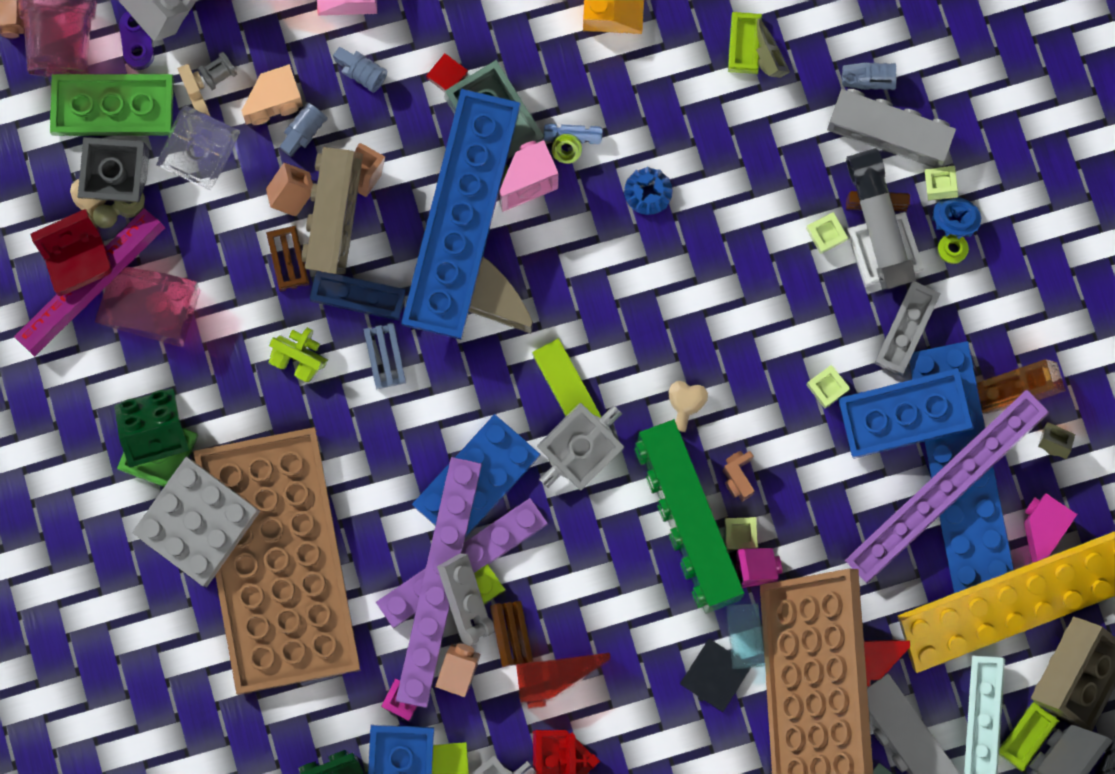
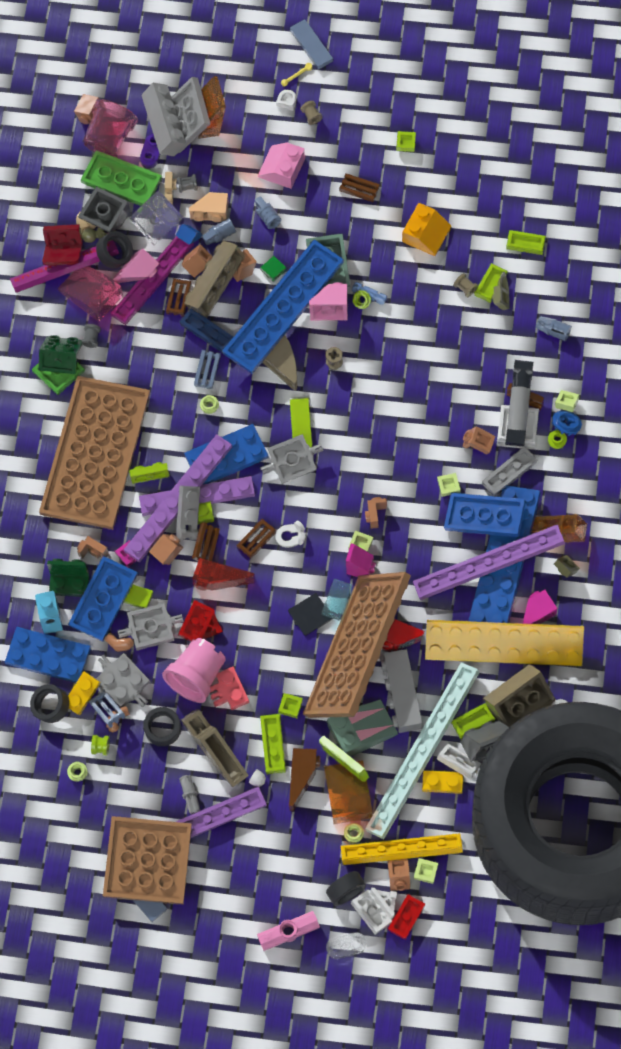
camera: 30 degrees right, 10 degrees down
(141, 237) = (106, 258): none -> black tyre
(183, 377) = (91, 335): none -> dark grey bush
(196, 522) = (60, 412): light grey plate -> none
(204, 240) = (138, 268): none -> bright pink slope
(233, 245) = (145, 288): none -> magenta tile
(257, 152) = (188, 234): none -> blue slope
(285, 349) = (163, 355): lime hips -> none
(350, 716) = (95, 548): none -> nougat bracket
(384, 551) = (143, 474): none -> lime plate
(407, 403) = (206, 400): none -> yellowish green plate
(410, 153) = (273, 268): none -> green tile
(446, 73) = (313, 231): red tile -> none
(574, 616) = (255, 550): none -> reddish brown tile
(575, 253) = (329, 358): none -> dark tan bush
(633, 549) = (298, 528): none -> white piece
(653, 203) = (397, 348): blue gear -> none
(686, 401) = (364, 460): tan rock -> none
(689, 516) = (333, 519): green brick -> none
(710, 62) = (465, 285): none -> dark tan bush
(827, 233) = (488, 402): yellowish green plate -> none
(840, 298) = (478, 439): none -> nougat bracket
(891, 128) = (552, 360): light grey brick -> none

